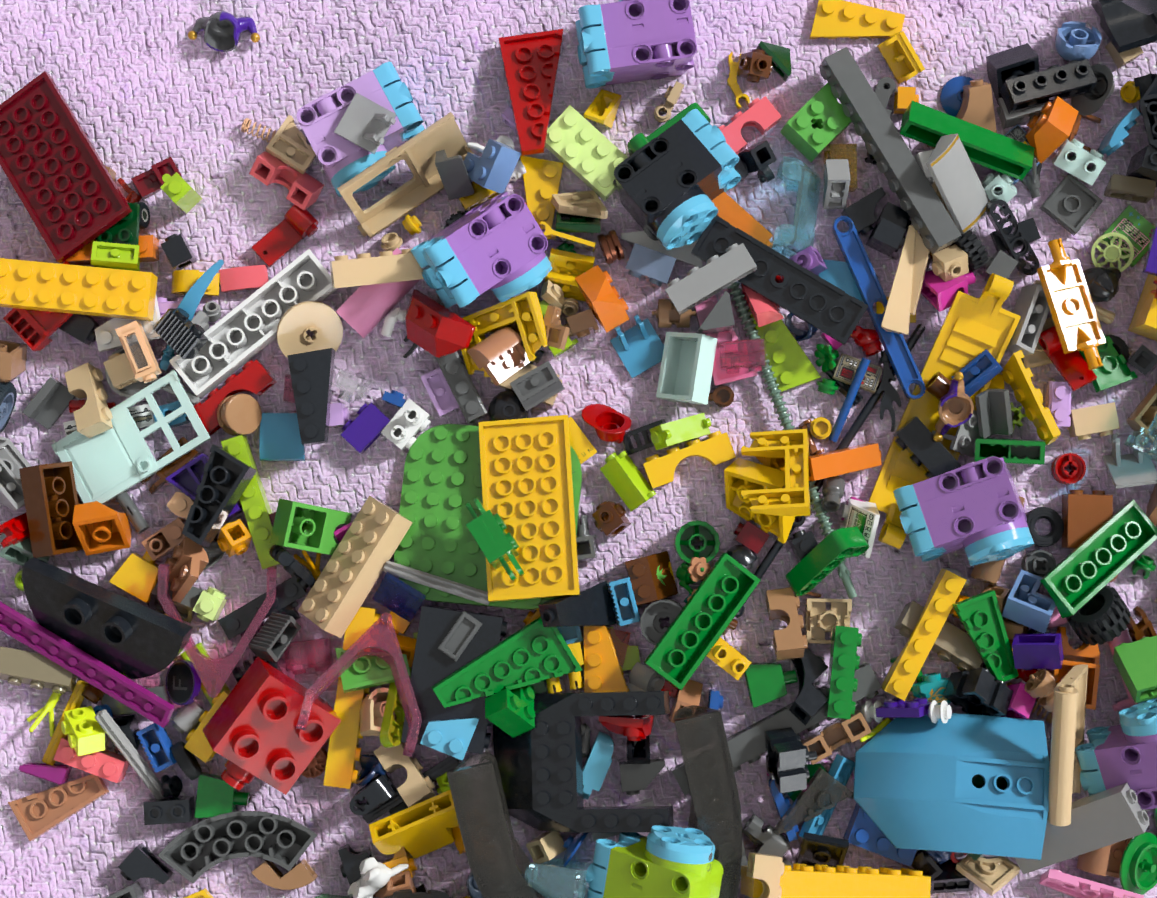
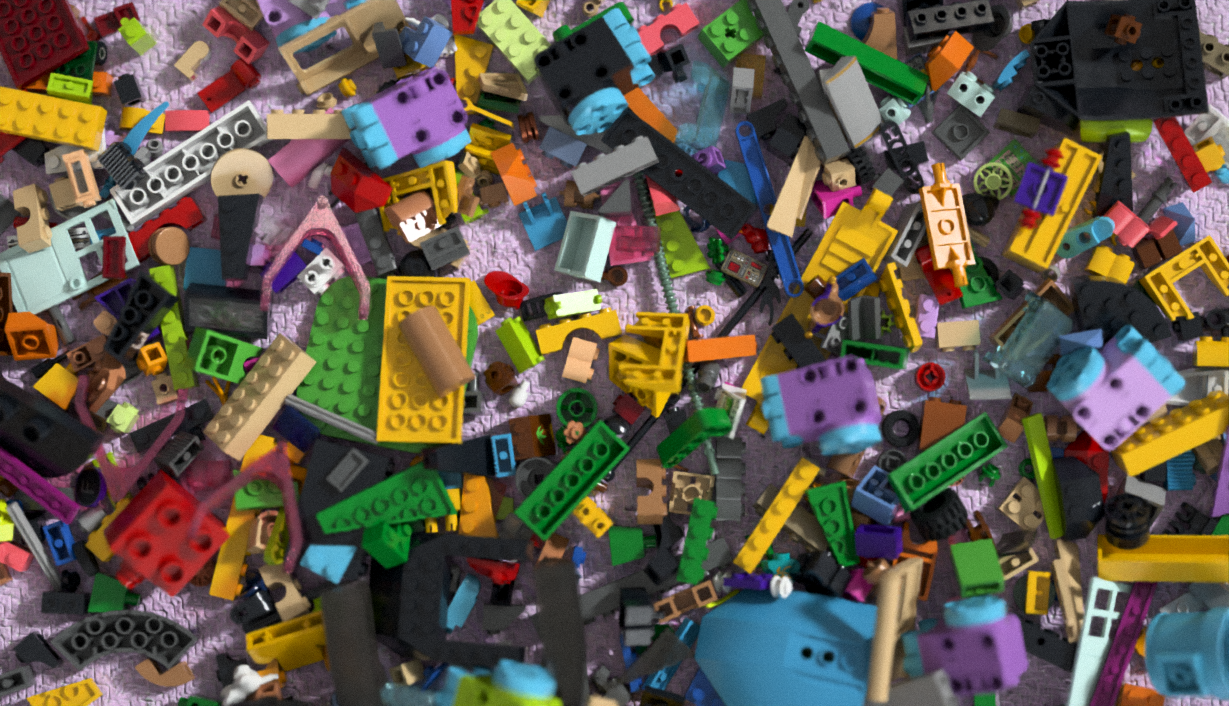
camera: 15 degrees right, 0 degrees up
(120, 557) = (42, 368): none -> black axle
(182, 433) = (114, 257): none -> dark red plate
(242, 211) = (193, 58): none -> tan leg
(257, 574) = (169, 395): none -> tan brick
(292, 566) = (201, 390): black hinge -> none
(311, 477) = (227, 311): none -> brick
(403, 372) = (323, 223): none -> clear pink piece
(492, 539) = (385, 383): green brick -> none
(542, 497) = (436, 350): none -> medium nougat brick
(632, 534) = (519, 395): none -> white cylinder
(694, 490) = (580, 360): none -> light nougat brick
(850, 397) = (733, 291): blue bar -> none
(867, 606) = (728, 481): none -> dark grey brick
(903, 97) = (816, 15): light orange plate -> none

